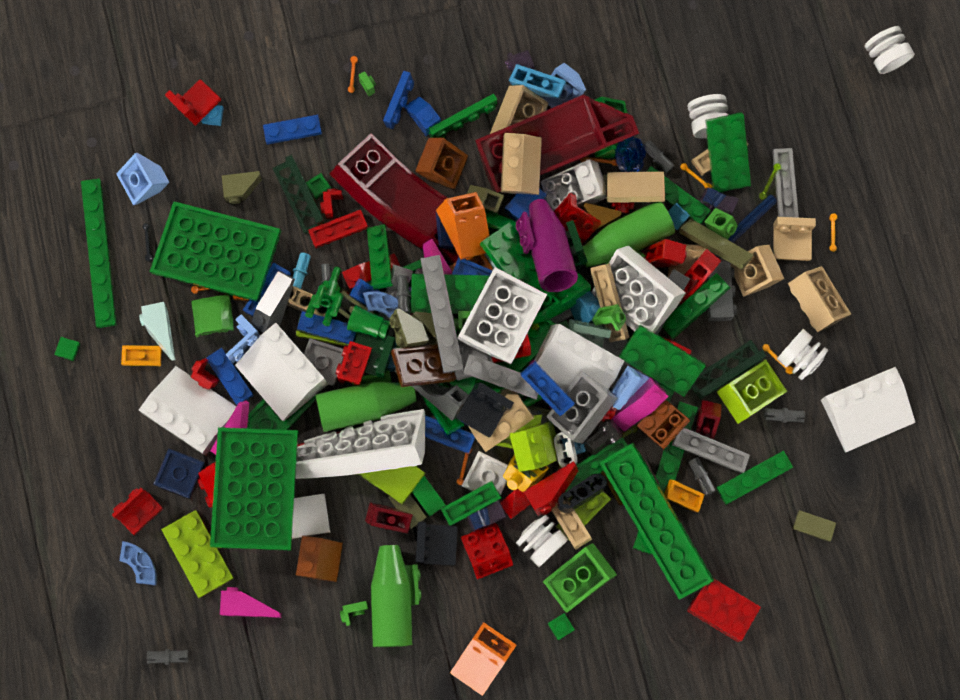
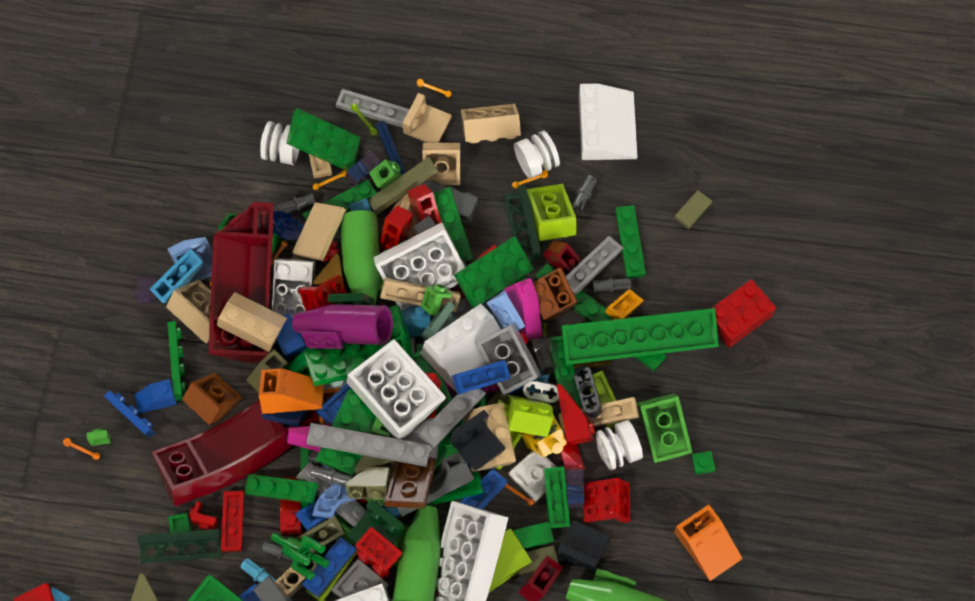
camera: 65 degrees left, 10 degrees down
(292, 129) = (109, 528): blue plate -> none
(368, 323) = (344, 522): green plant -> none

